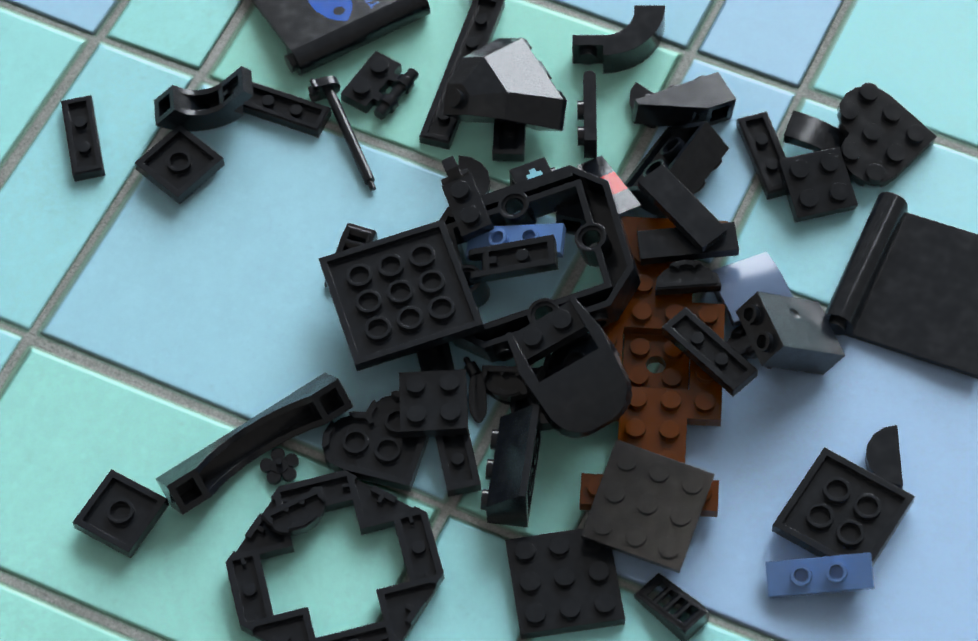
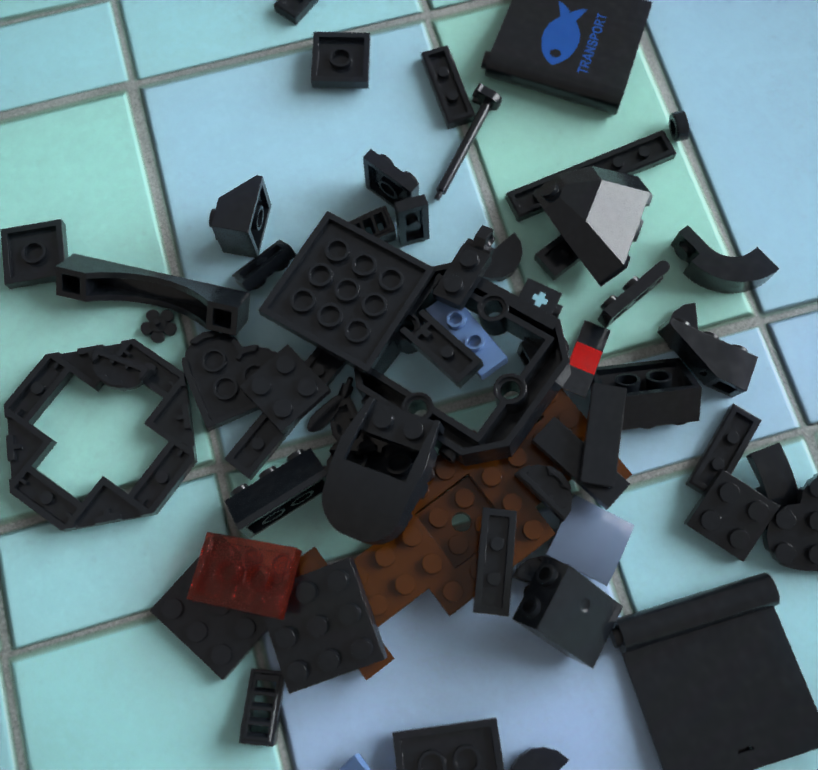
camera: 45 degrees right, 15 degrees up
(206, 107) = (396, 35): black arch -> none
(259, 331) = (242, 218): none -> black slope
(308, 348) = (271, 260): none -> black plate
(336, 203) = (388, 180): none -> black plate
(373, 80) = (521, 125): black plate -> none
(382, 209) = (412, 220): none -> black plate
(561, 526) = (245, 575): none -> clear red plate

